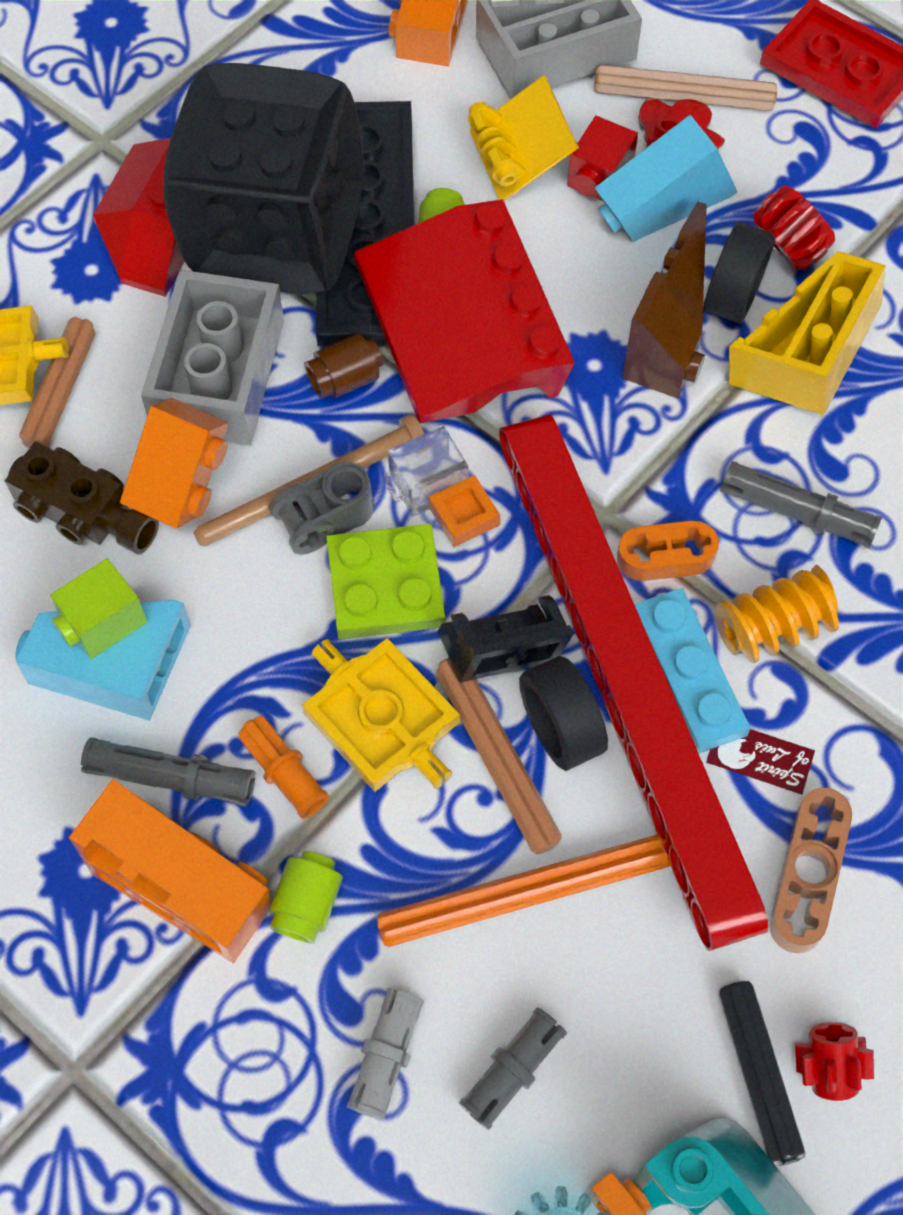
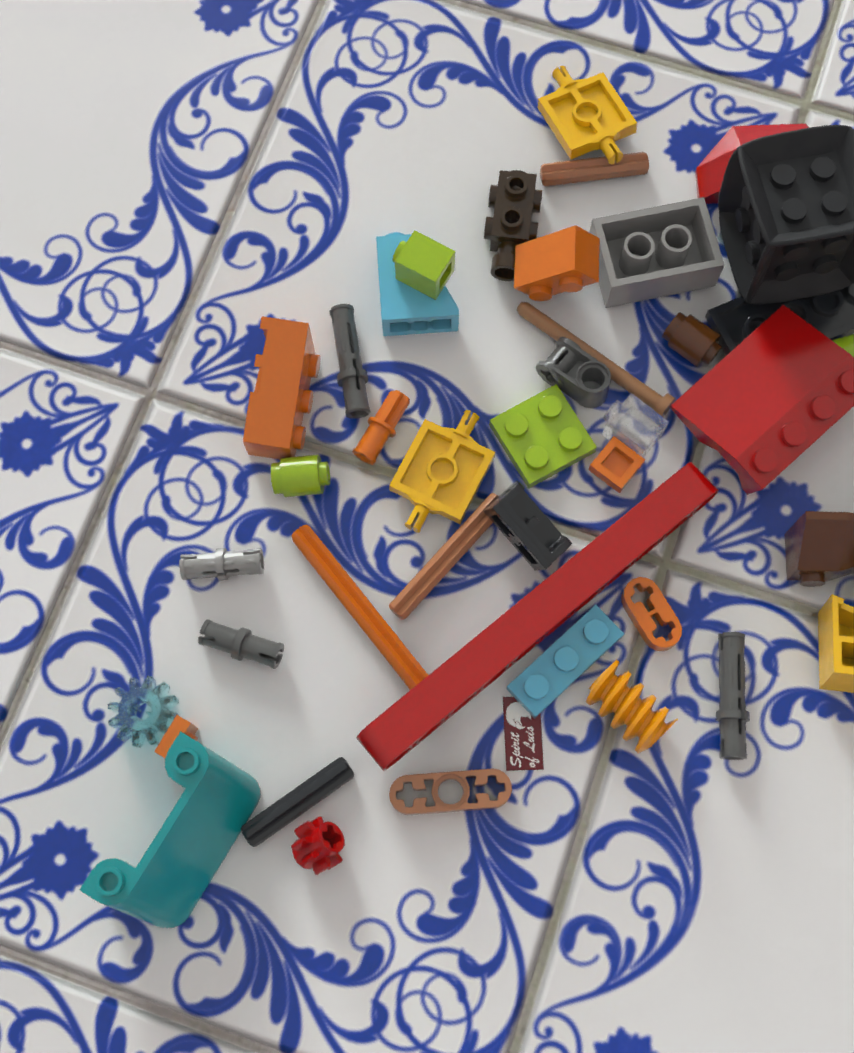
camera: 70 degrees right, 10 degrees up
(563, 712) = (484, 583): black tyre -> none

